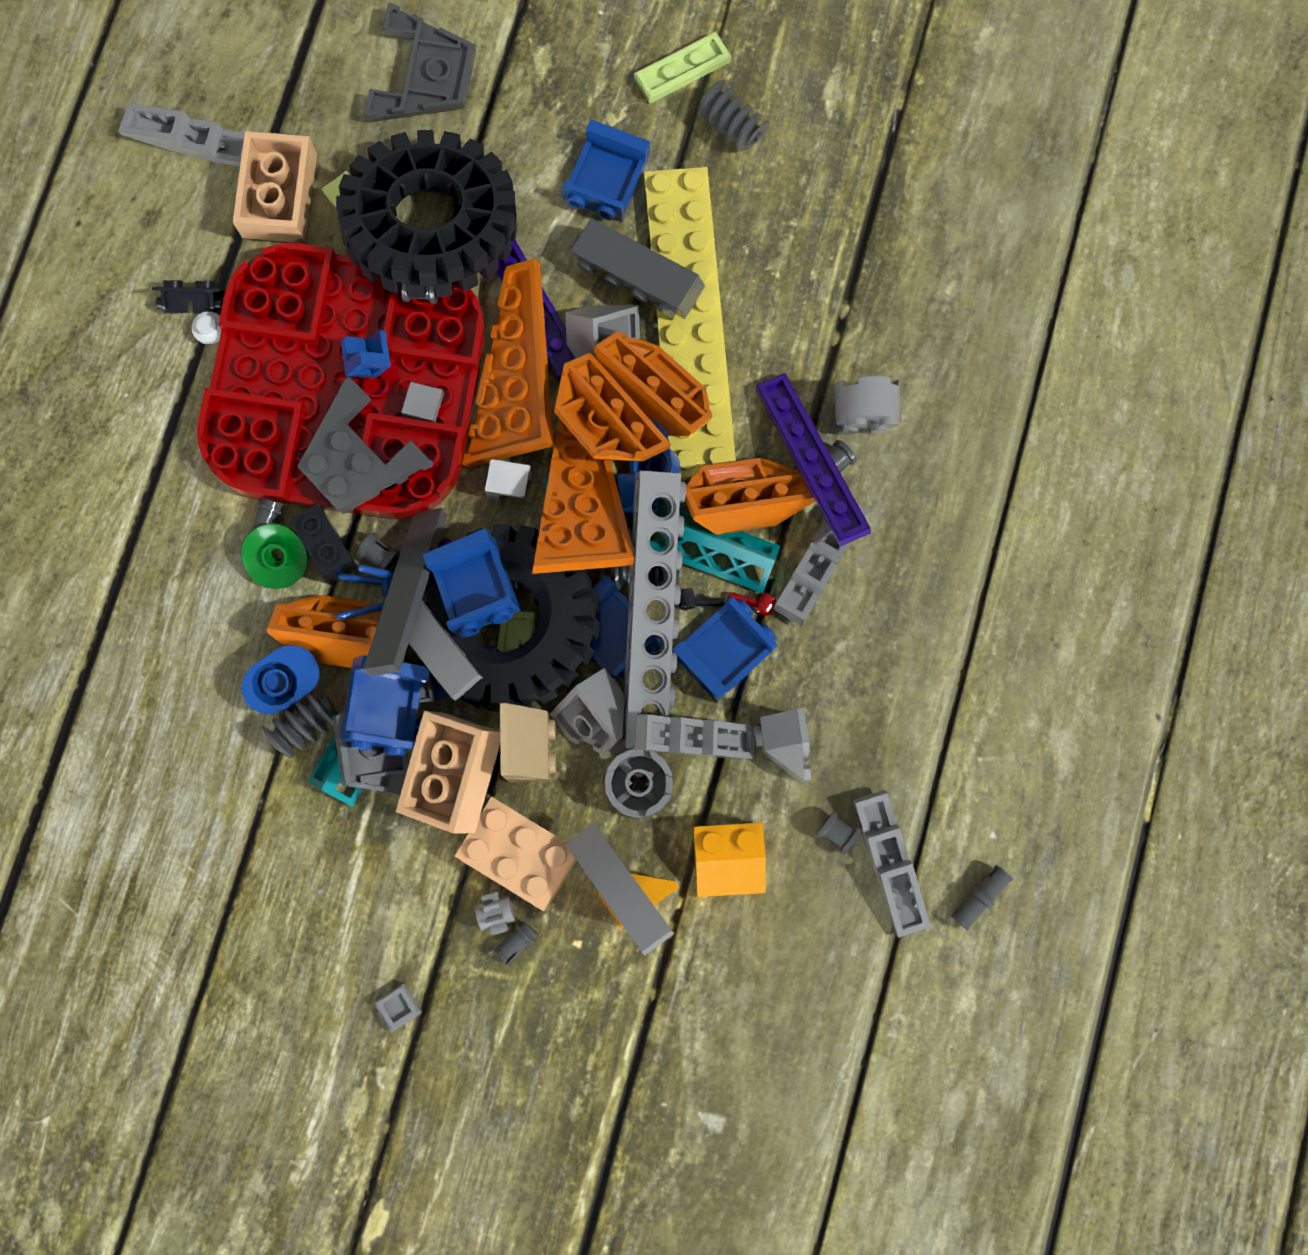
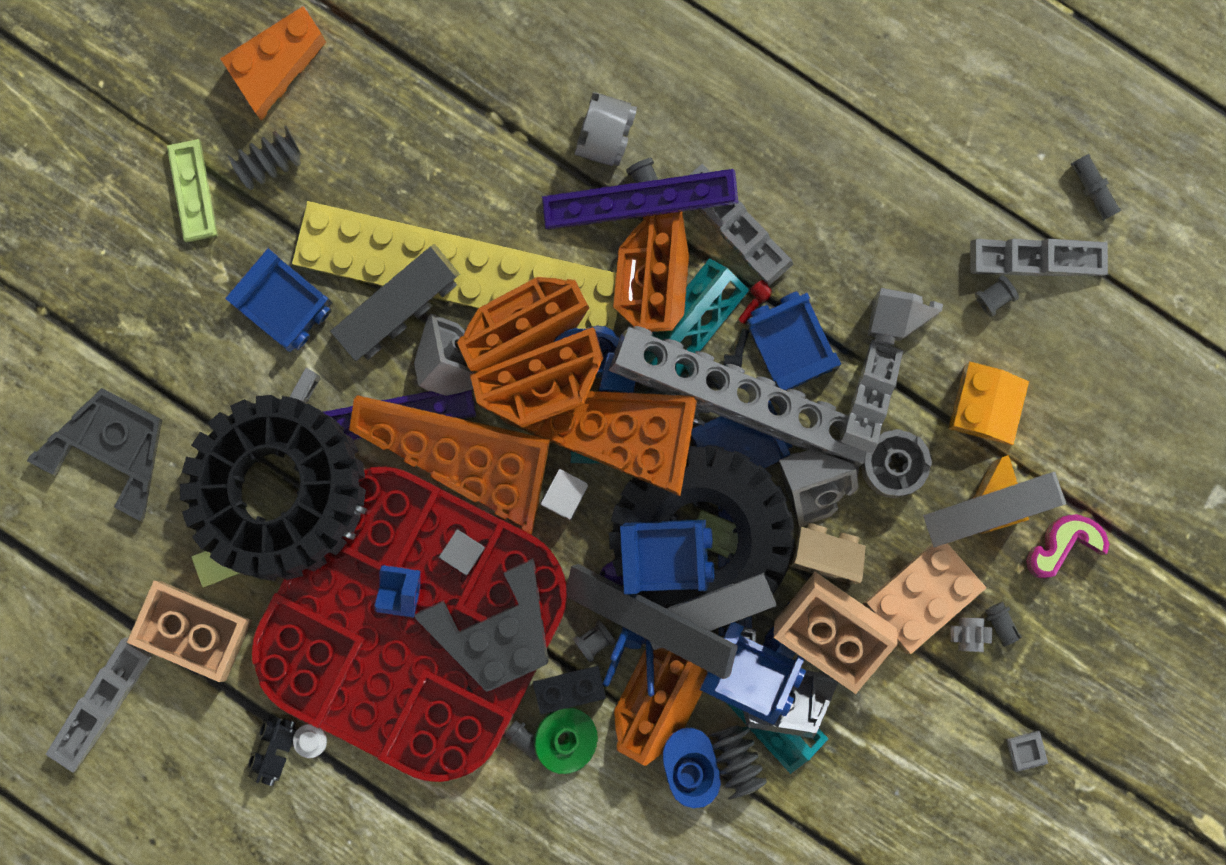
camera: 65 degrees left, 5 degrees up
(534, 218) = (305, 385): none -> light grey tile
(618, 973) = (1059, 541): none -> dark pink animal
(826, 94) = (273, 59): none -> orange wedge

